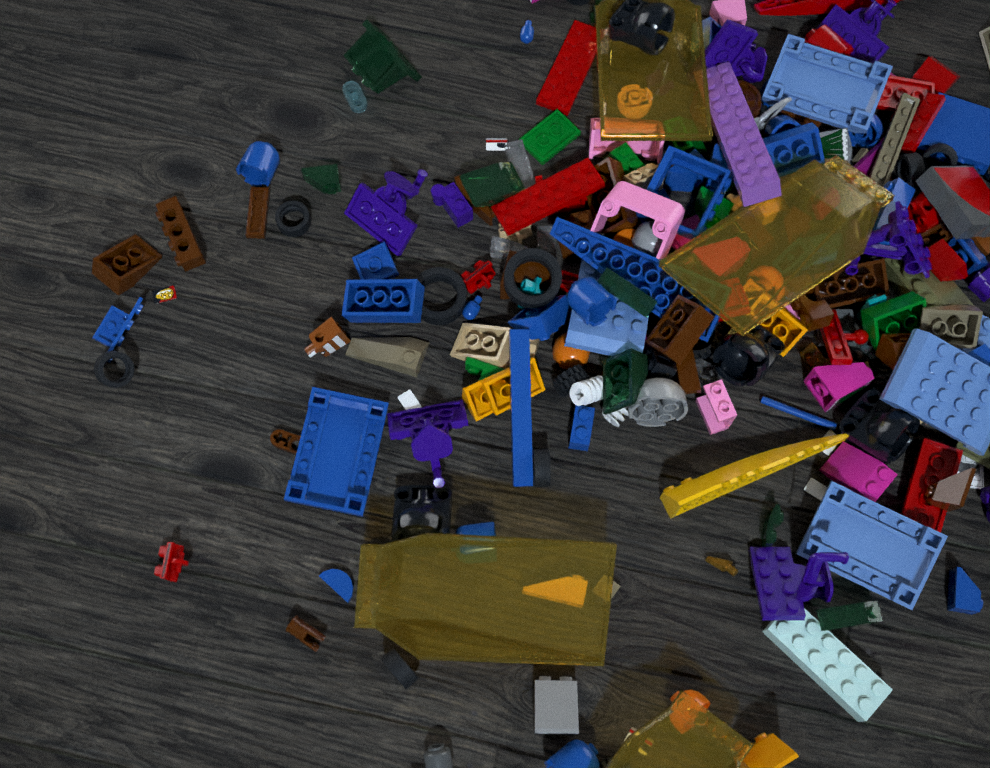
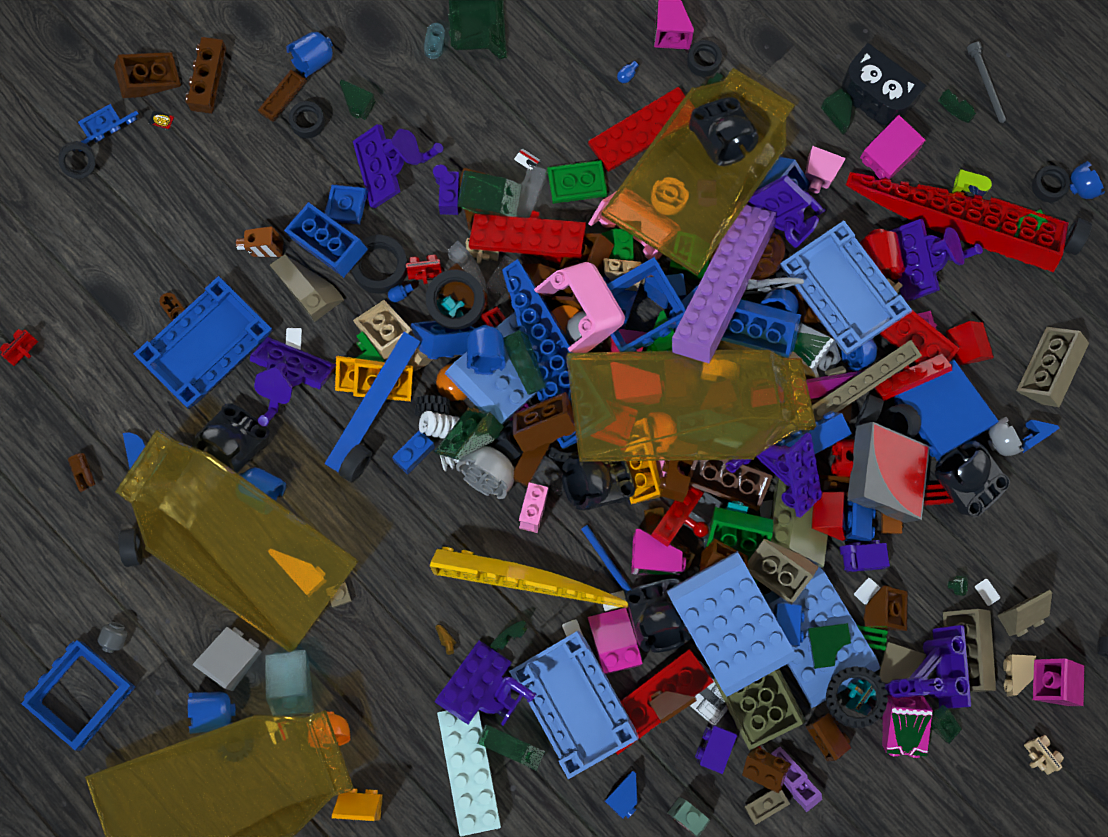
camera: 30 degrees right, 5 degrees up
(622, 692) = (289, 683): none -> clear light blue slope

